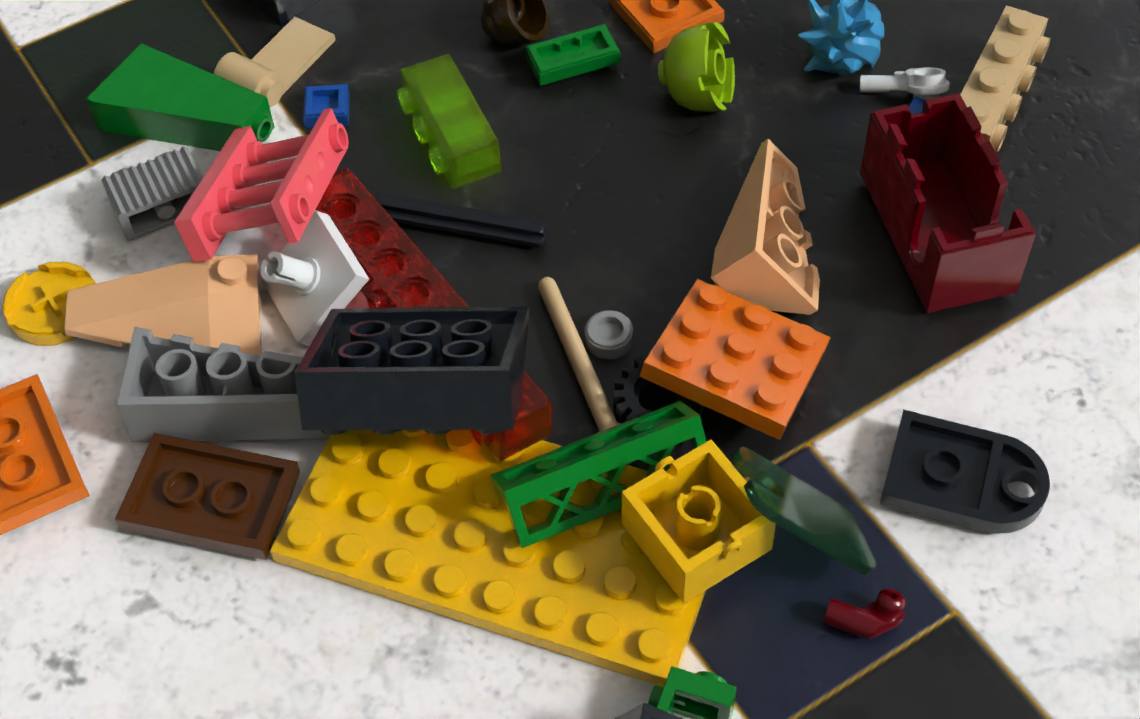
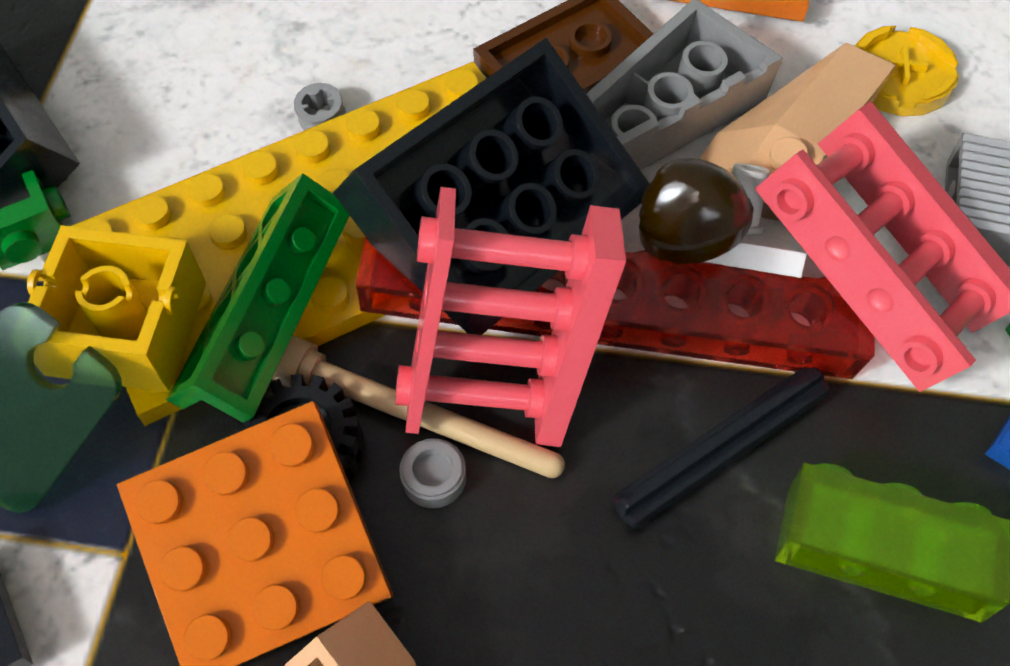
camera: 130 degrees right, 5 degrees up
(338, 271) = (693, 212): none -> dark brown hat
(393, 635) = (316, 97): none -> light grey bush
(517, 272) = (575, 315): none -> coral fence

